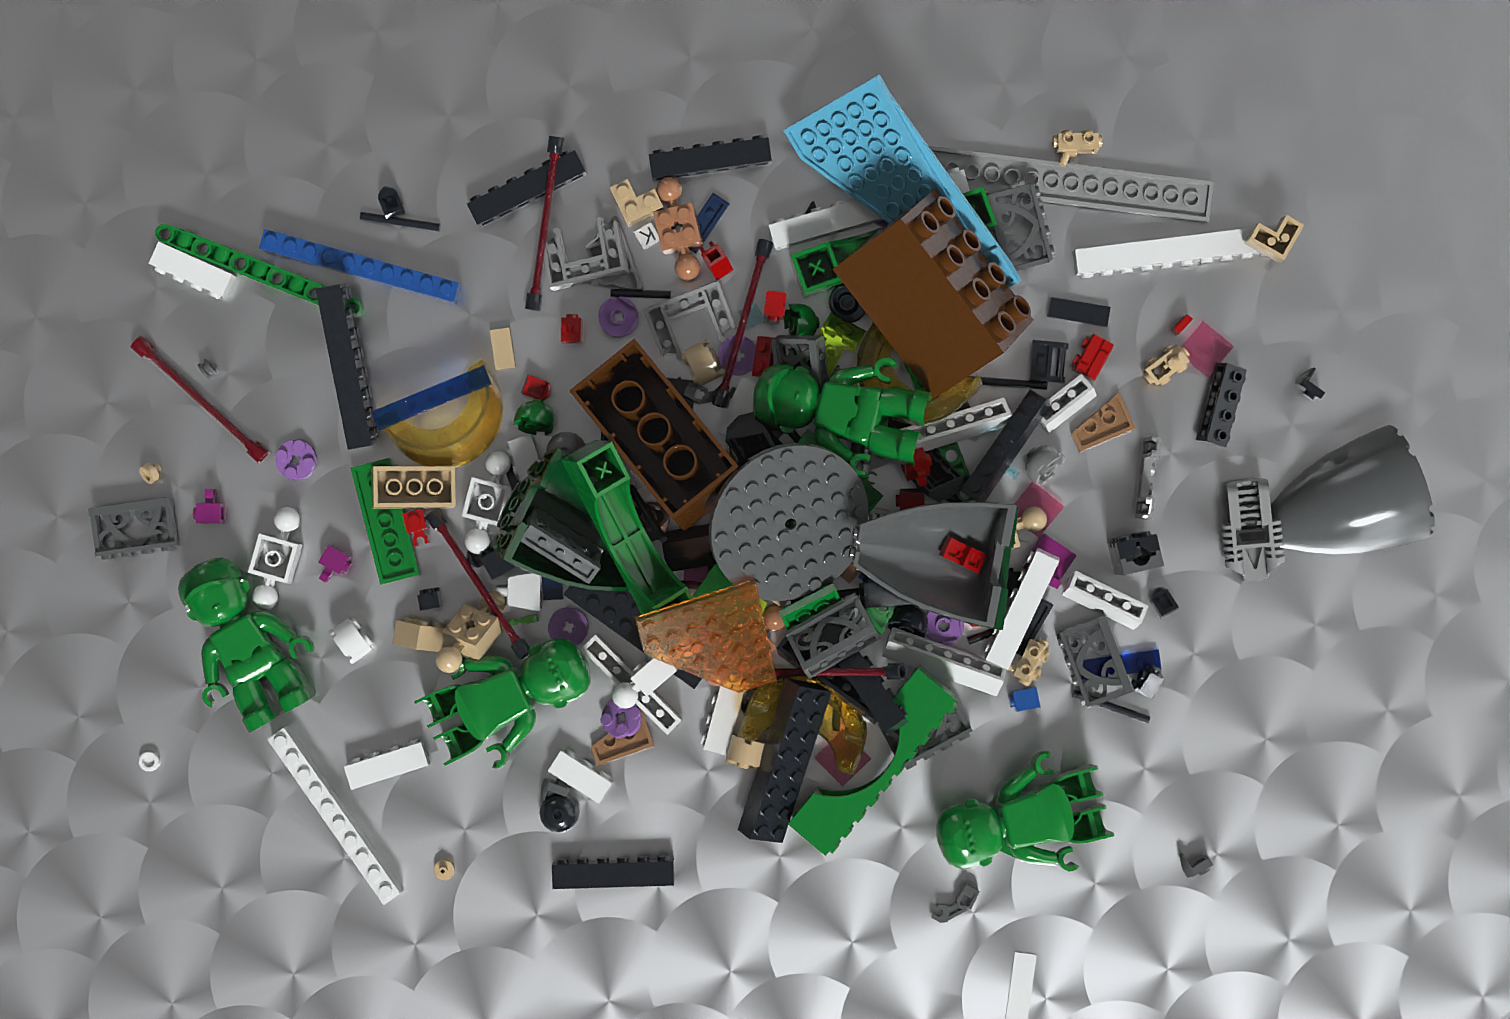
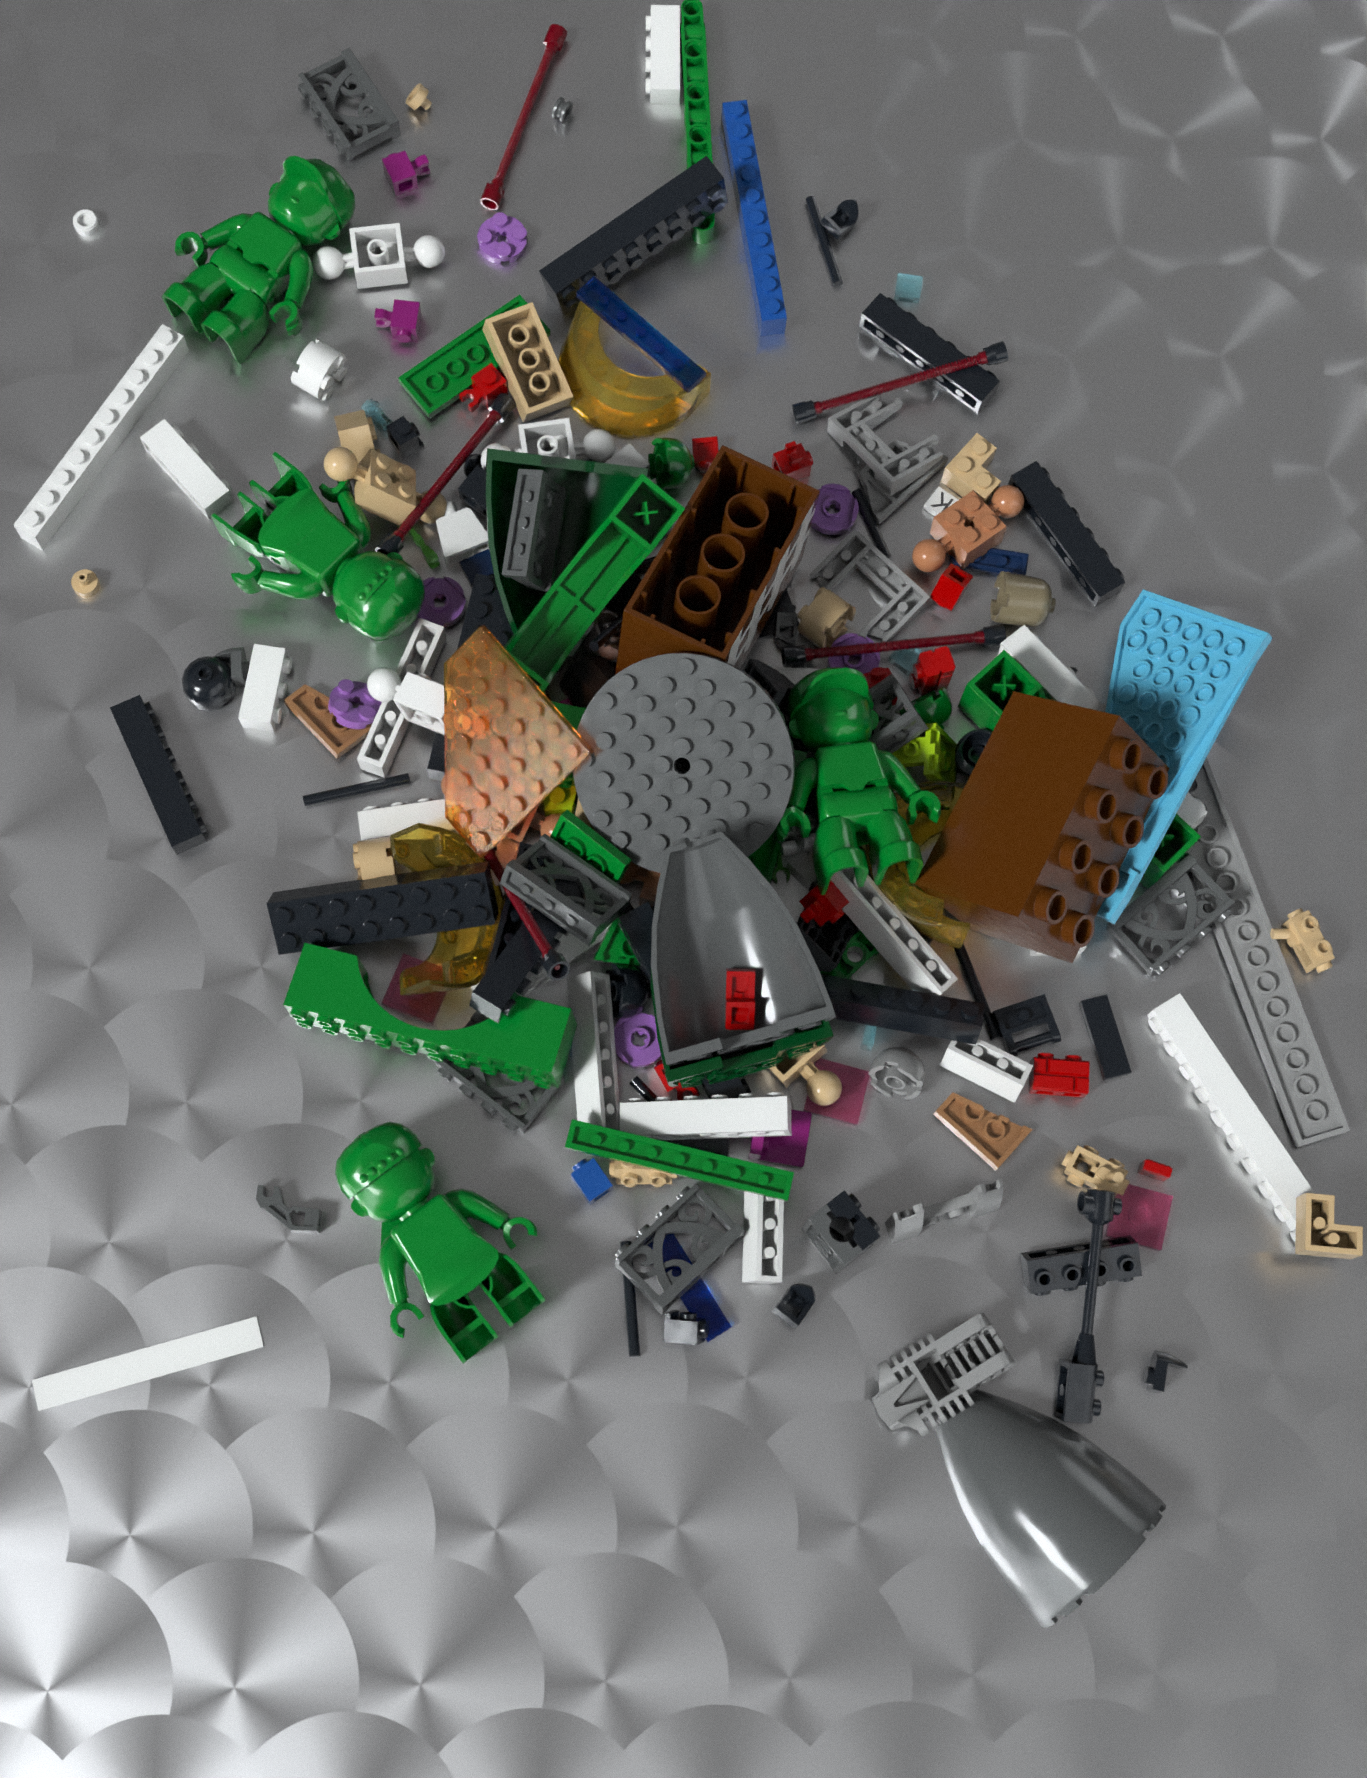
camera: 55 degrees right, 15 degrees down
(402, 611) = (379, 418): none -> clear light blue pin
(466, 177) = (908, 288): none -> clear light blue tile
(502, 348) = (733, 402): tan tile -> none
(682, 741) = (356, 789): none -> black bar
(749, 217) = (1021, 600): none -> dark tan cylinder
(1044, 639) = (679, 1160): none -> green plate
(1199, 867) = (469, 1511): dark grey plate -> none
(1289, 439) = (1080, 1376): none -> black bar

